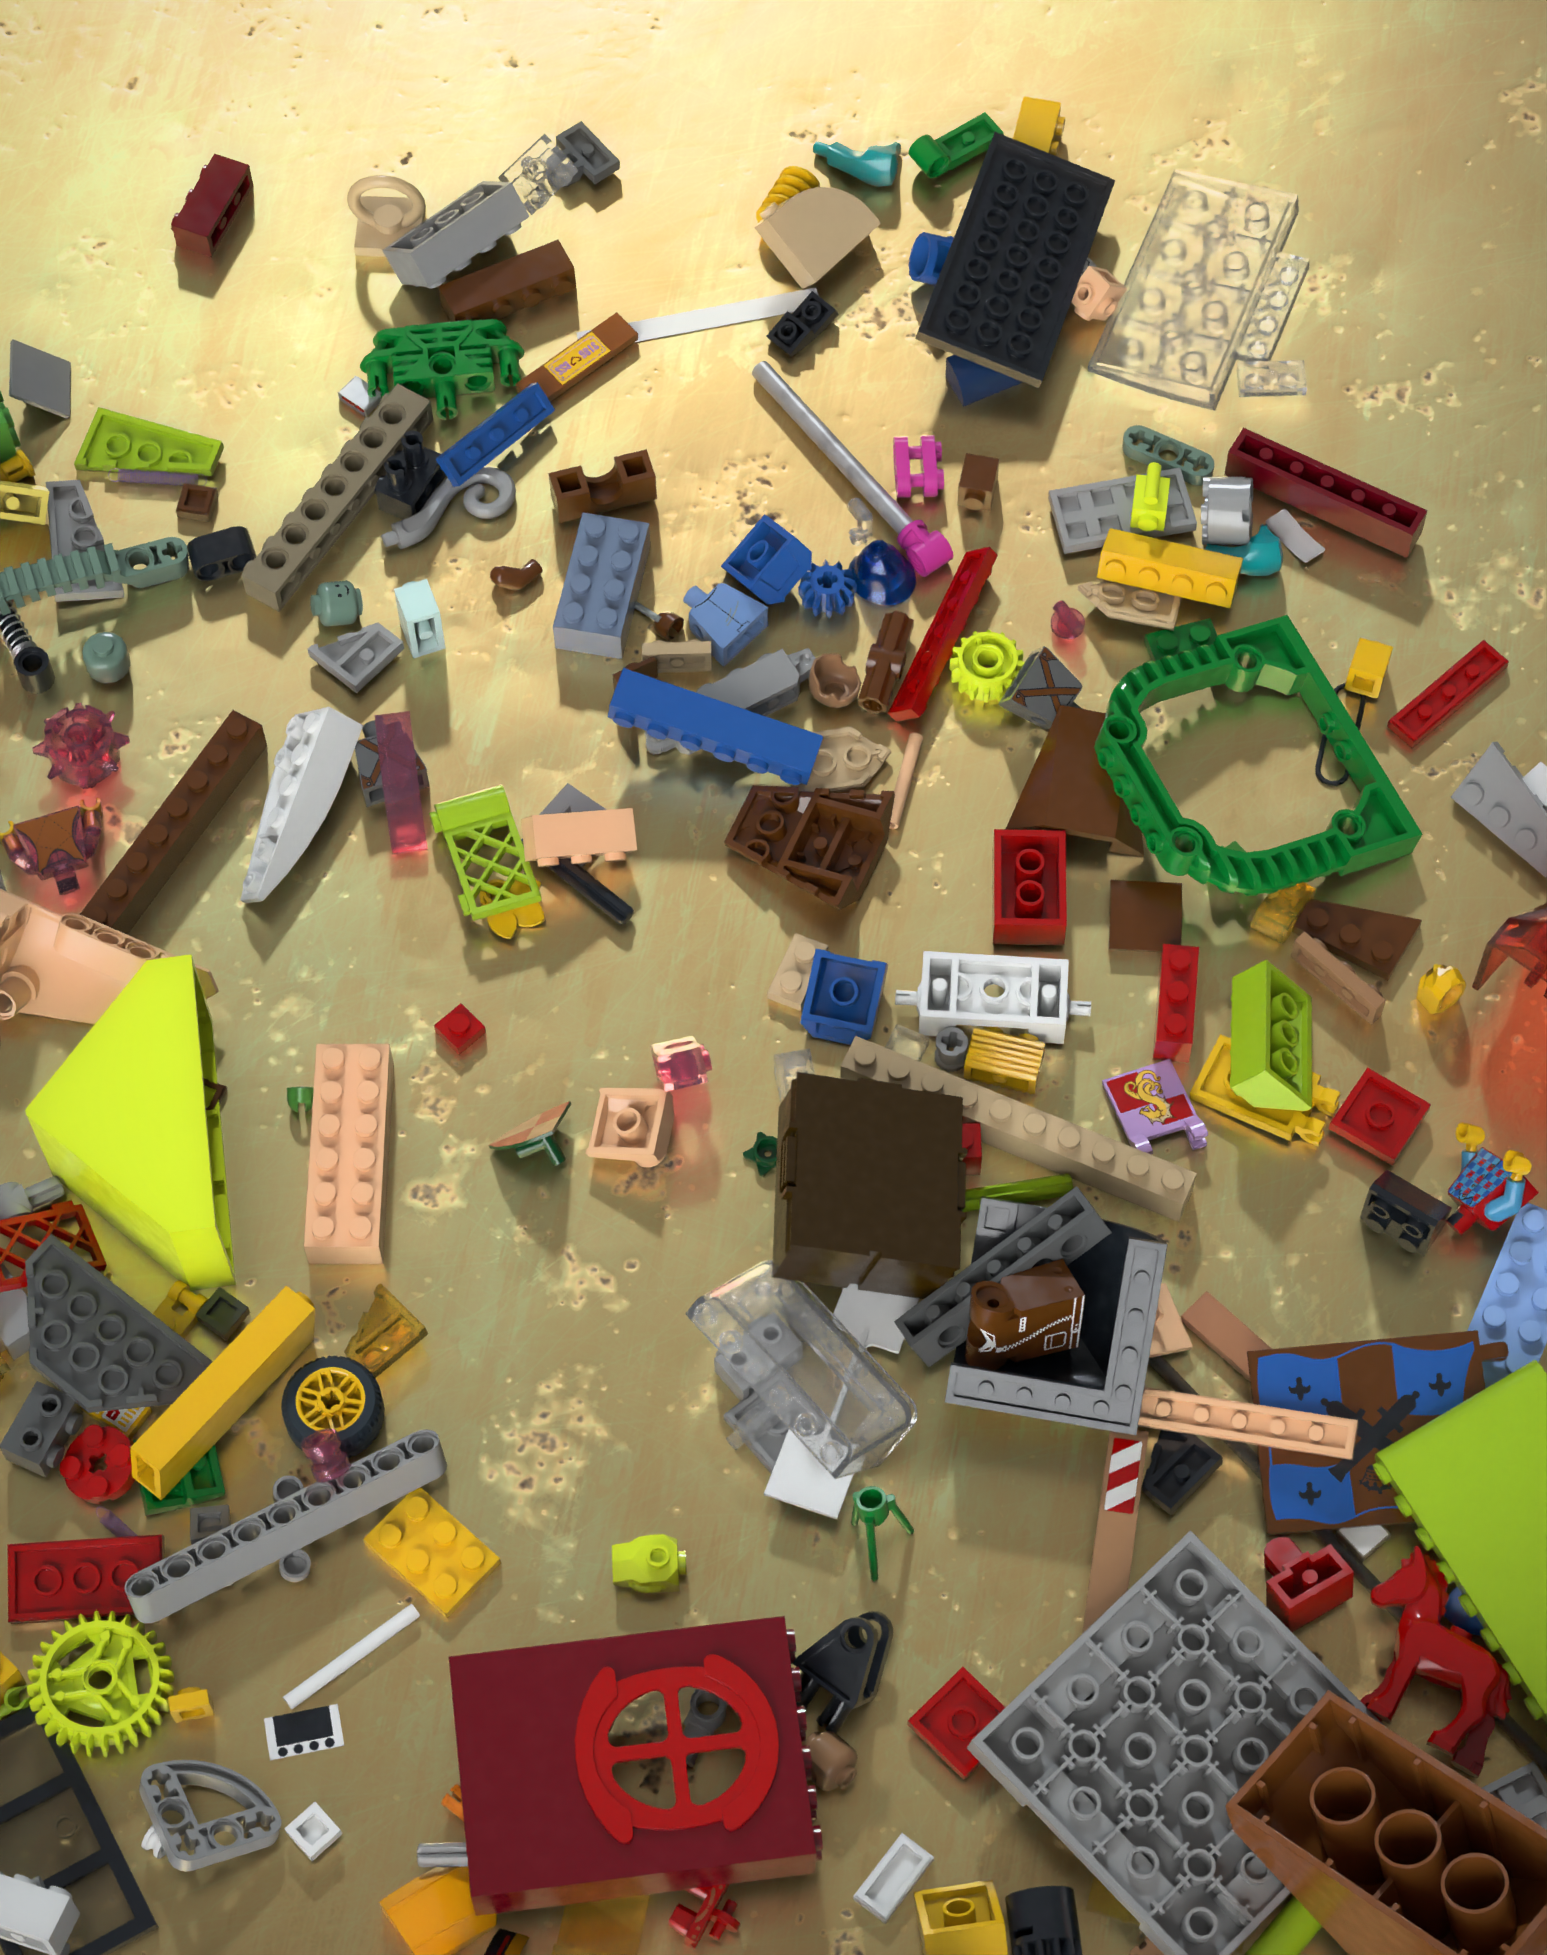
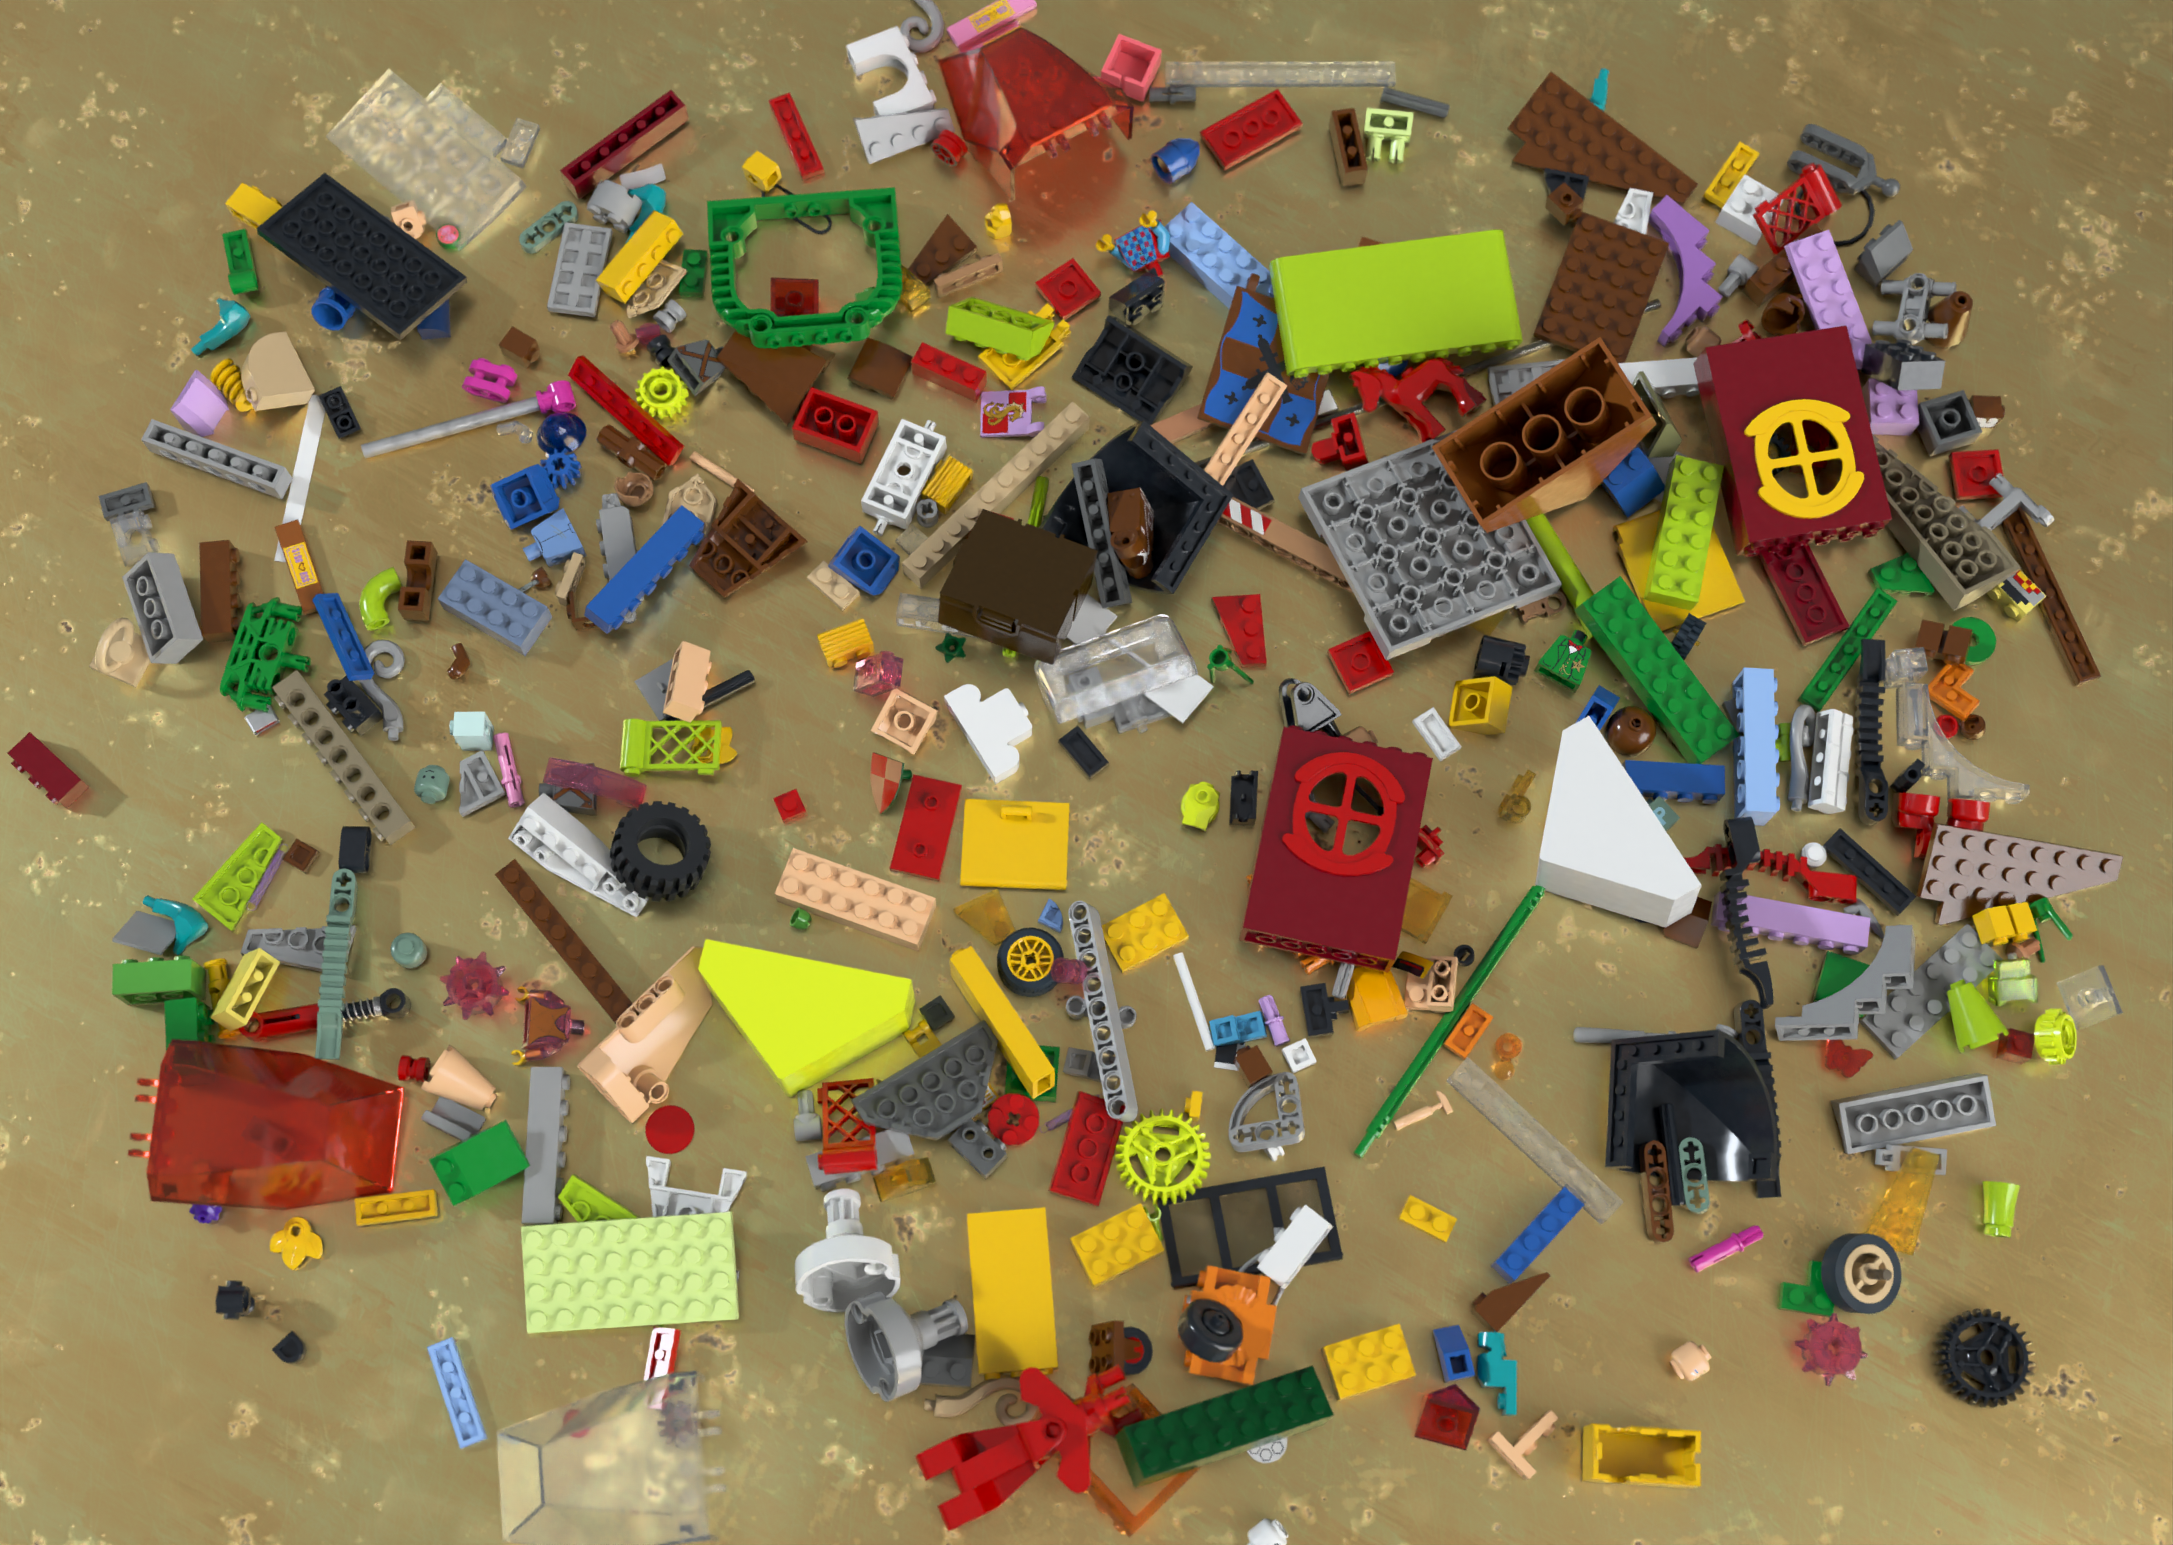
camera: 75 degrees left, 10 degrees up
(68, 413) = (188, 921): none -> teal animal
(276, 1766) = (1252, 1065): none -> reddish brown brick
(329, 1731) = (1238, 1029): none -> dark azure slope
(351, 848) = (669, 824): none -> black tyre
(355, 702) = (511, 779): none -> bright pink pin
(357, 1778) = (1274, 1020): none -> lavender axle
(393, 1839) = (1320, 1010): none -> black hinge
(415, 1417) = (1051, 916): none -> medium blue tile
(488, 1210) = (926, 827): none -> red plate
(505, 1334) = (1015, 844): none -> yellow container
(564, 450) = (374, 597): none -> lime cylinder
(662, 1241) = (991, 727): none -> white brick
(676, 1379) = (1083, 752): none -> black tile
(677, 218) = (217, 459): none -> light grey brick
(688, 1615) = (1243, 798): none -> black hinge
(716, 1013) = (846, 643): none -> yellow brick
(740, 171) = (199, 406): none -> lavender slope
(954, 1537) = (1244, 625): none -> red wing
(1043, 598) = (625, 341): none -> nougat piece
(1052, 637) = (661, 349): none -> black wheel
(1109, 350) = (452, 231): none -> tile
(1110, 638) = (670, 316): none -> light grey wheel
(1150, 500) = (588, 247): neon yellow brick -> none
(1190, 770) = (794, 296): none -> clear red brick
(1291, 1246) = (1132, 371): none -> black piece
(1522, 884) = (949, 147): none -> red wheel

